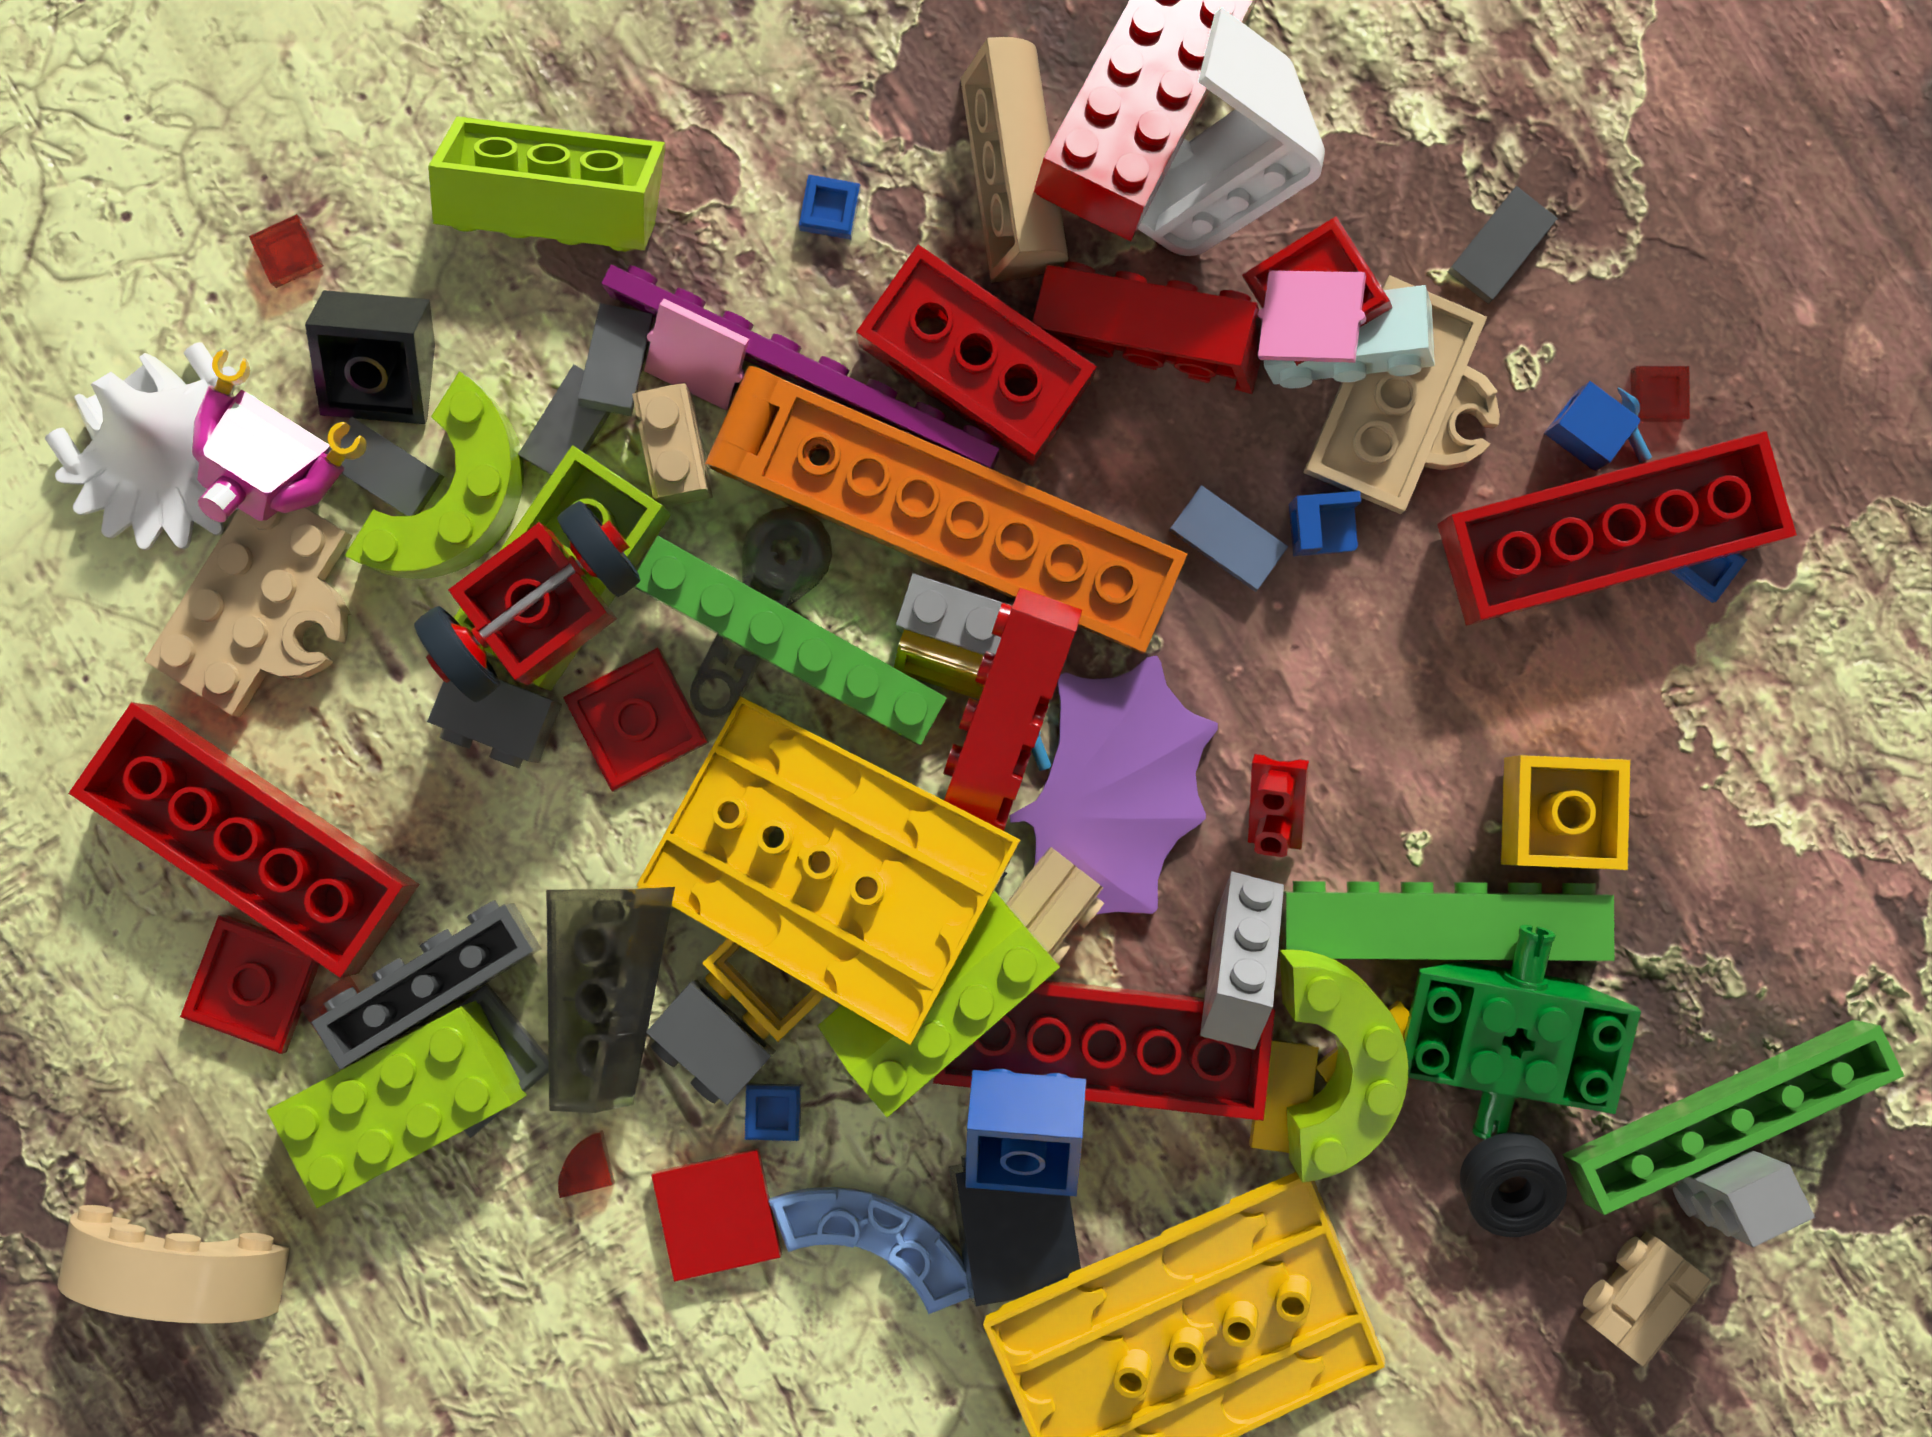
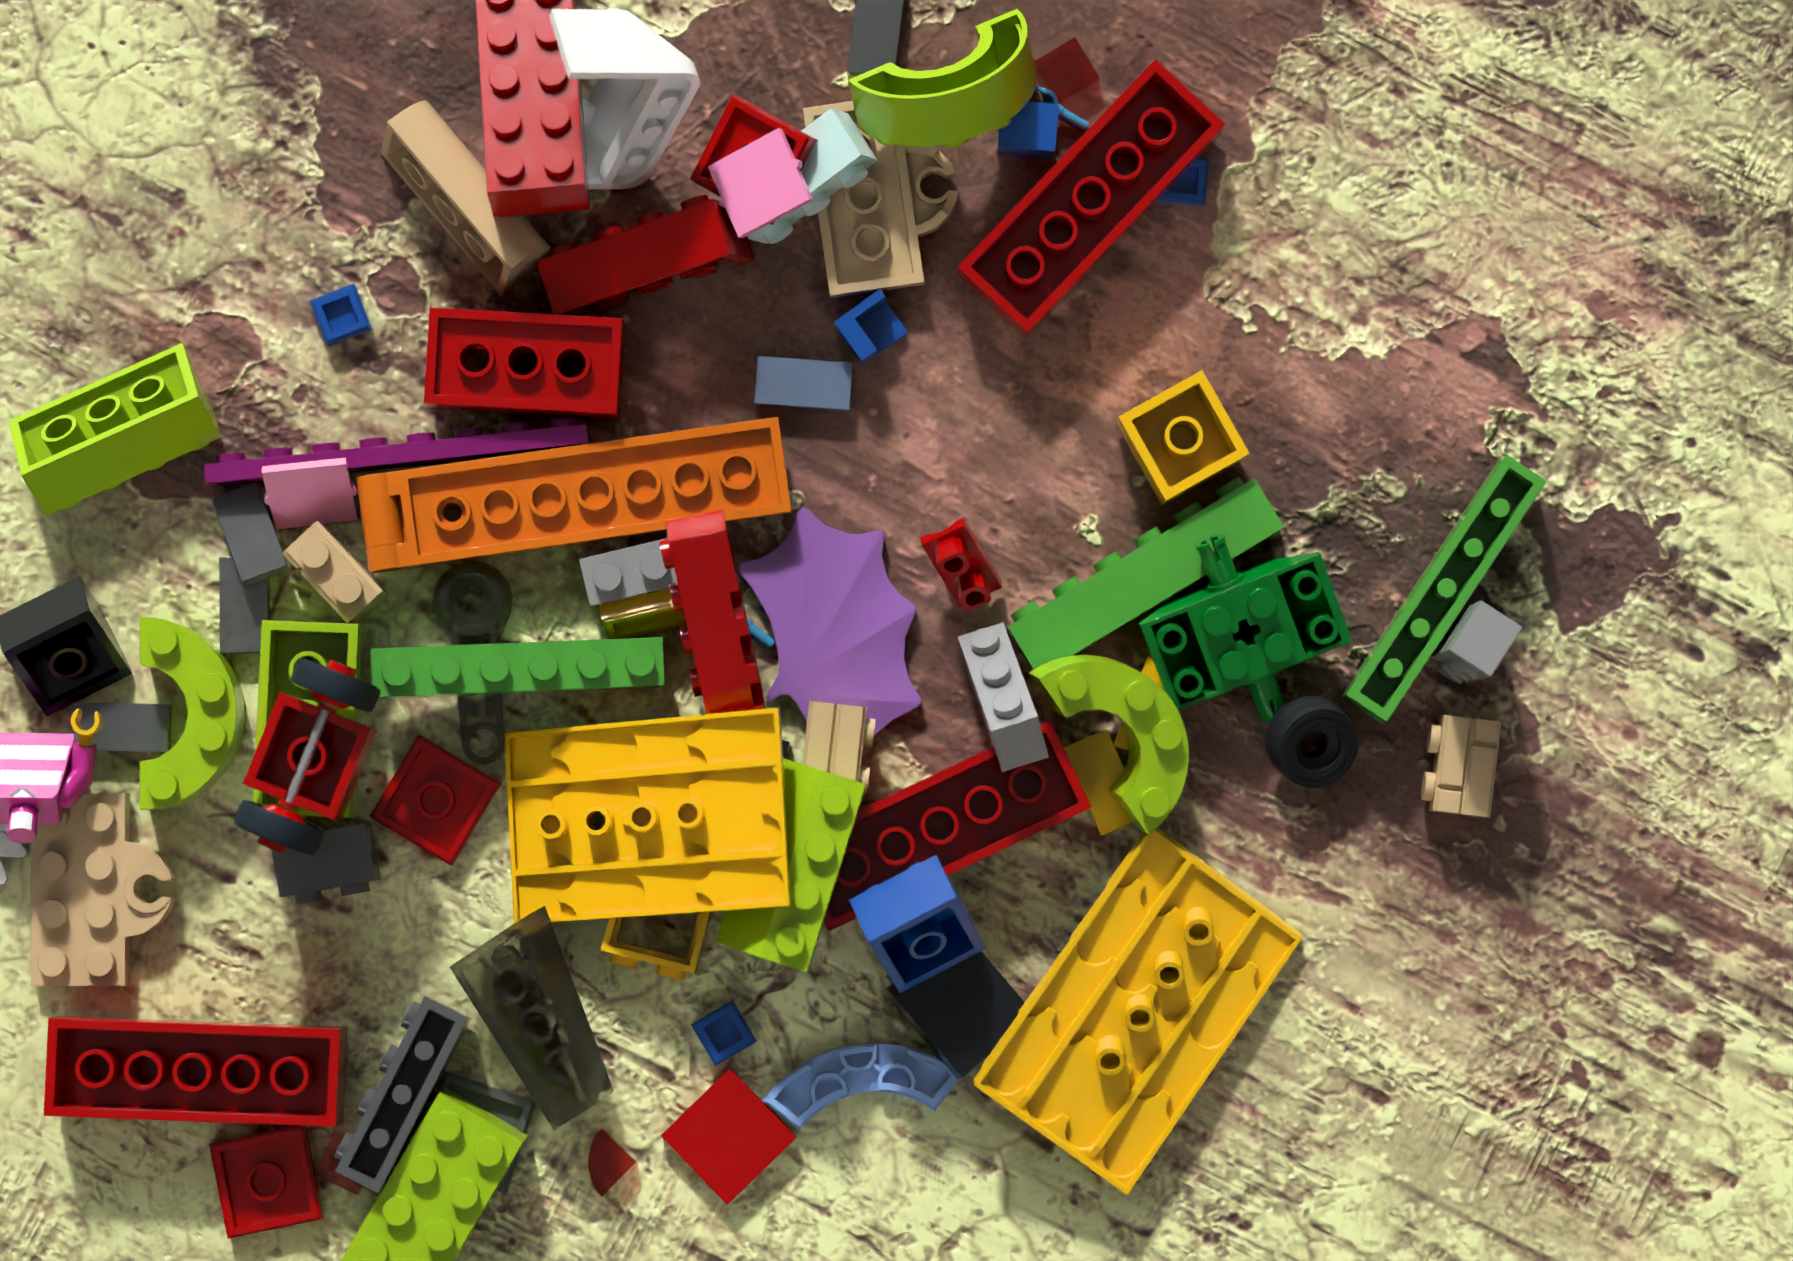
camera: 30 degrees left, 0 degrees up
(709, 1043) = (643, 1009): dark grey brick -> none
(1543, 348) = (952, 101): none -> lime brick

